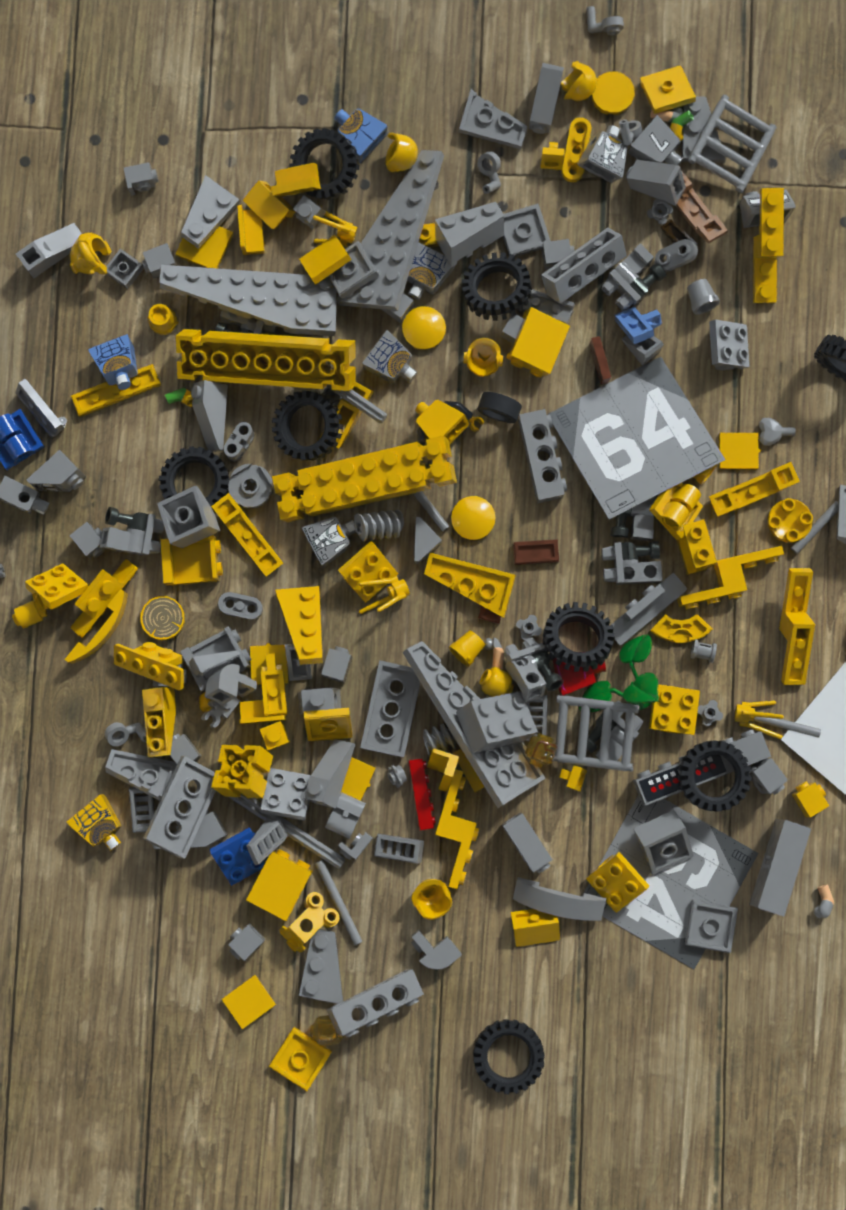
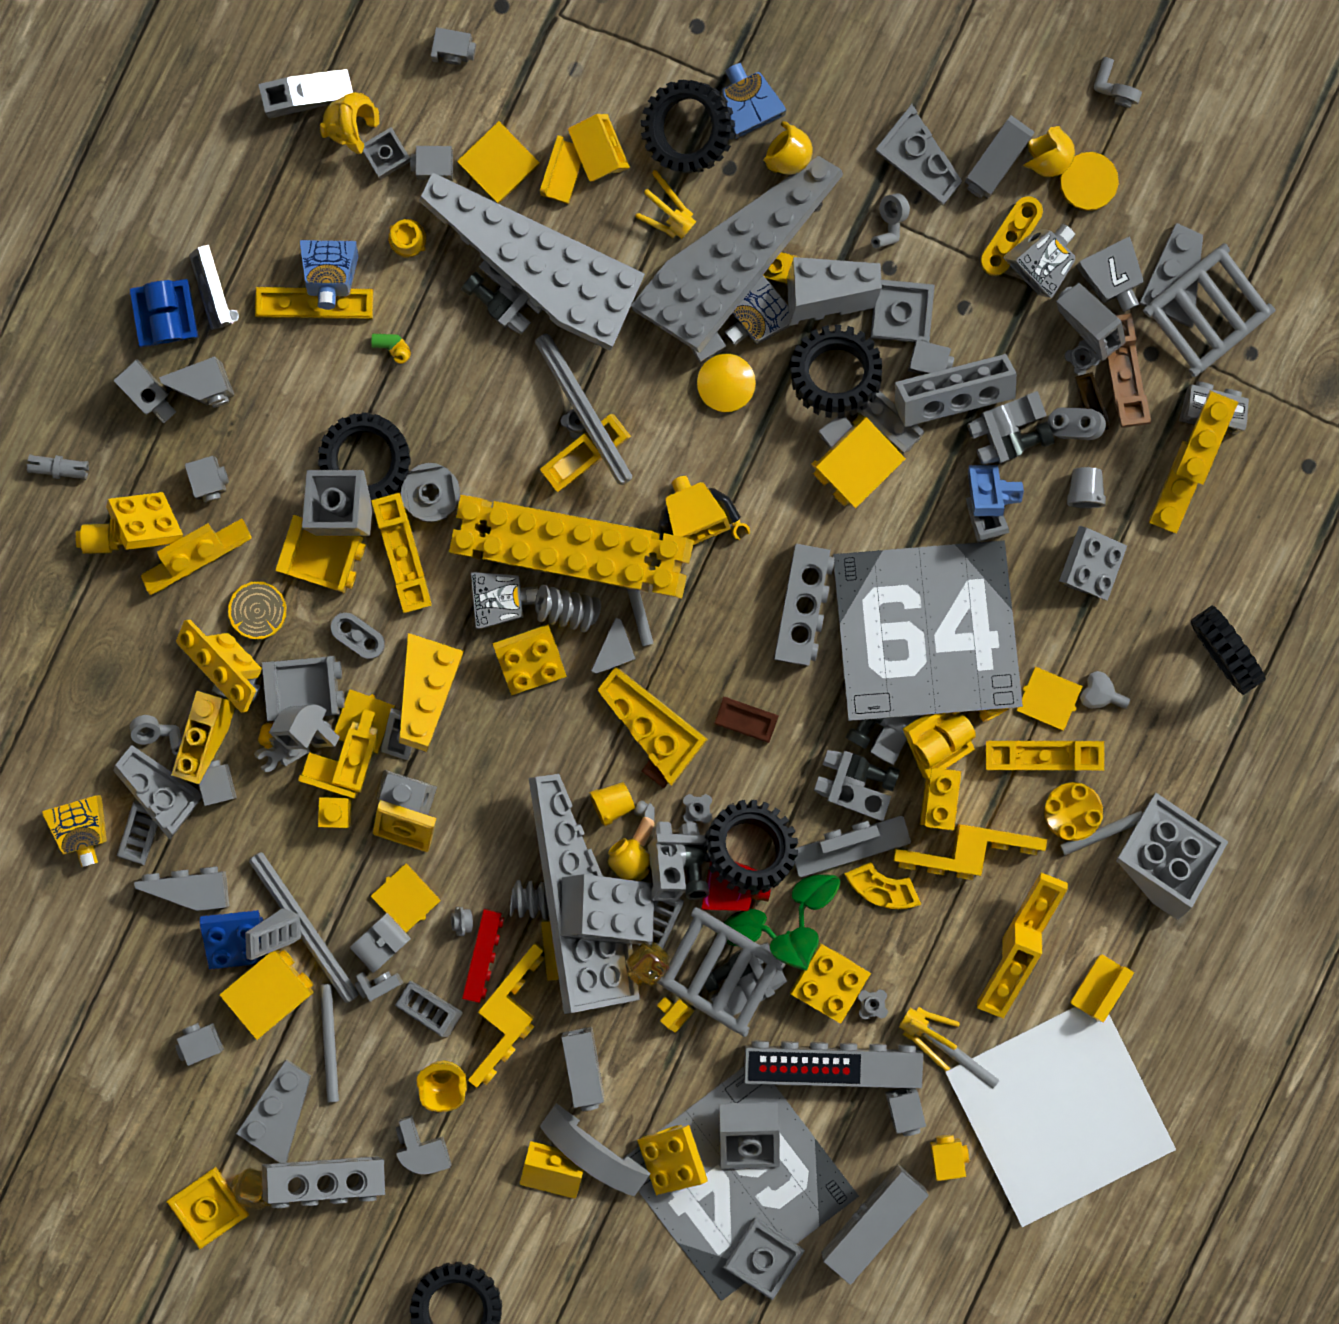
camera: 25 degrees right, 5 degrees up
(118, 607) = (207, 573): yellow slope -> none
(137, 535) = (267, 498): light grey hips -> none
(168, 810) = (169, 853): light grey plate -> none
(207, 663) = (289, 692): light grey slope -> none
(208, 212) = (519, 125): light grey wing -> none
(210, 409) = (419, 379): light grey slope -> none
(238, 441) = (438, 432): light grey piece -> none
(242, 771) = (277, 839): yellow brick -> none
(248, 1001) = (173, 1115): yellow piece -> none
(266, 359) = (512, 348): yellow brick -> none
(283, 420) = (501, 434): black tyre -> none
(286, 794) = (320, 888): light grey plate -> none
(295, 936) = (296, 1048): yellow piece -> none
(296, 180) = (644, 133): yellow panel -> none
(306, 210) = (644, 176): light grey brick -> none
(325, 259) = (638, 248): yellow tile -> none
(328, 777) = (381, 887): light grey slope -> none
(337, 664) = (445, 758): light grey brick -> none
(354, 273) = (664, 274): light grey tile -> none
(377, 716) = (469, 841): light grey plate -> none
(389, 360) = (666, 407): torso -> none
(397, 591) = (555, 698): yellow plant -> none
(444, 763) = (523, 930): yellow panel -> none
(473, 517) = (687, 645): yellow dish -> none
(483, 357) = (782, 453): yellow cap -> none
(499, 407) = (775, 524): black tyre -> none
(552, 157) = (976, 233): yellow tile -> none
(600, 360) = (926, 515): copper tile -> none
(630, 131) = (1087, 241): light grey plate -> none
(667, 89) = (1158, 206): yellow plate -> none
(668, 116) = (1143, 240): light nougat arm -> none
(678, 123) = (1151, 257): arm -> none
(703, 651) = (897, 926): light grey bush -> none
(740, 767) = (867, 1108): black tyre -> none
(827, 902) = (913, 1290): arm -> none

